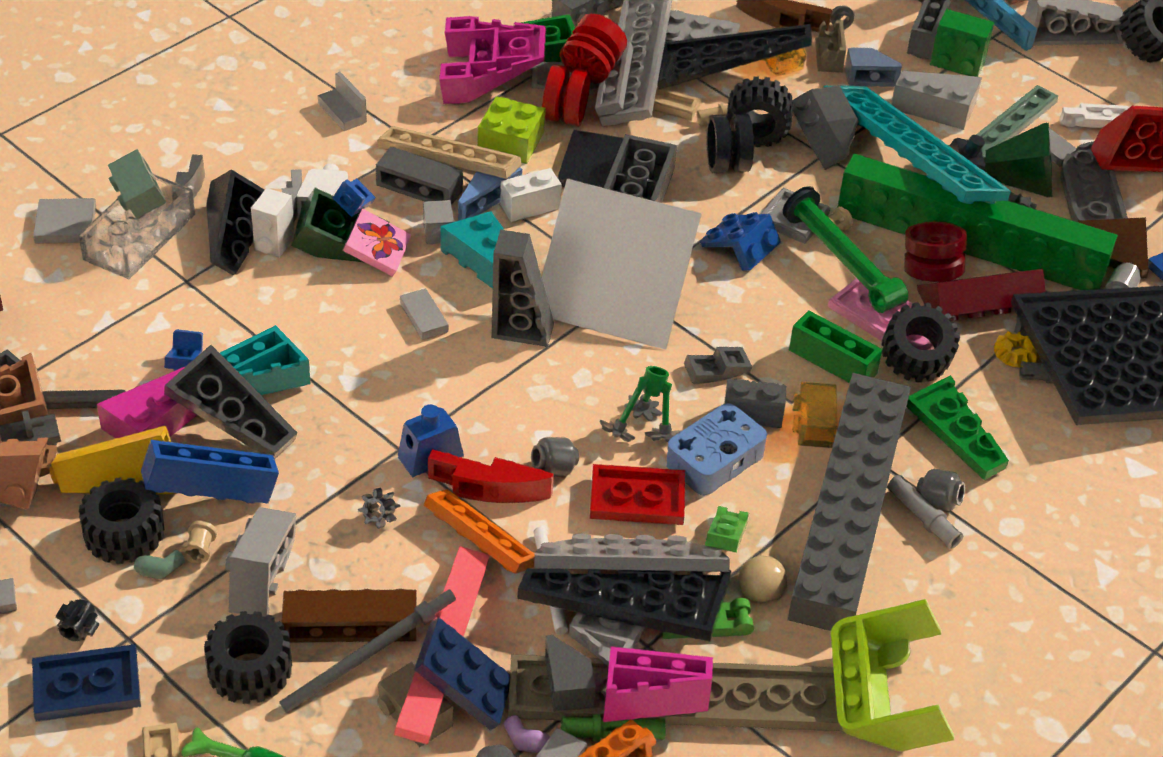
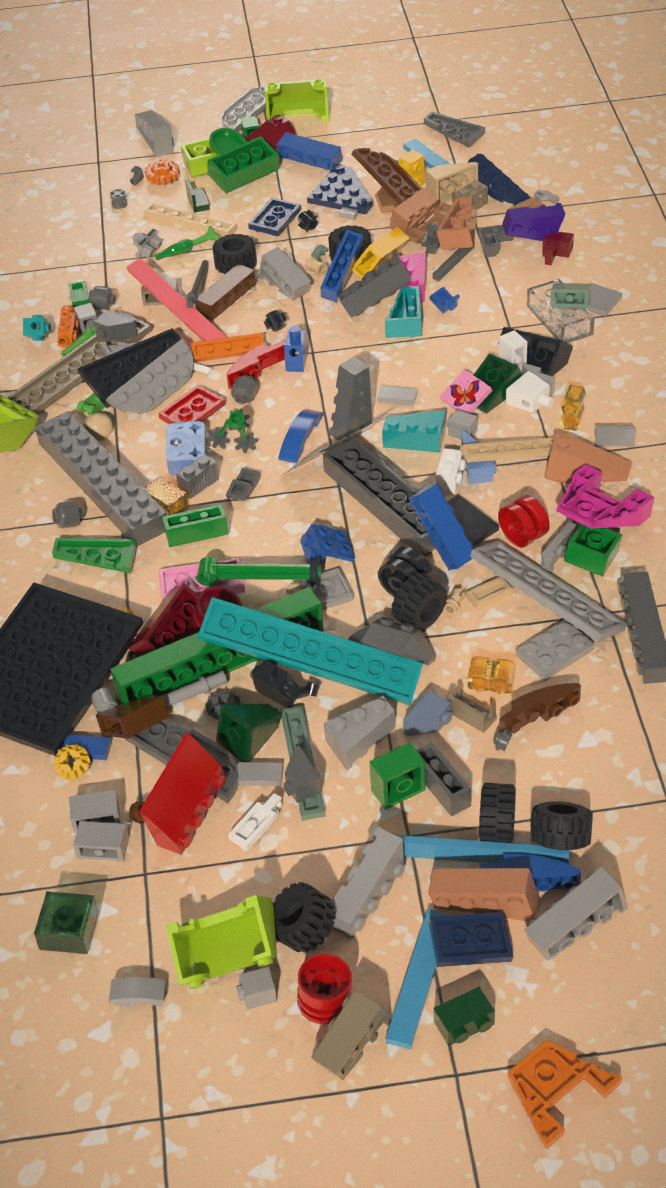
camera: 135 degrees right, 0 degrees up
(194, 177) = (588, 348): dark grey slope -> none
(339, 133) = (573, 407): none -> clear yellow brick
(353, 196) = (497, 380): blue bracket -> none
(418, 176) = (517, 428): dark grey brick -> none
(420, 106) = (571, 454): none -> nougat wedge
(463, 673) = (149, 295): dark blue plate -> none
(512, 128) = (519, 483): lime brick -> none
(573, 358) = (297, 434): none -> blue slope
(594, 47) = (542, 533): red wheel -> none
(613, 90) = (523, 554): light grey plate -> none
(650, 121) = (442, 526): none -> blue brick
(656, 684) = (76, 340): dark pink wedge -> none
(709, 55) = (504, 625): black wing -> none
(727, 529) = (131, 417): bright green plate -> none
(930, 324) = (159, 560): black tyre -> none
(933, 519) = (50, 503): light grey pin -> none
(1034, 99) = (301, 777): none -> dark grey slope

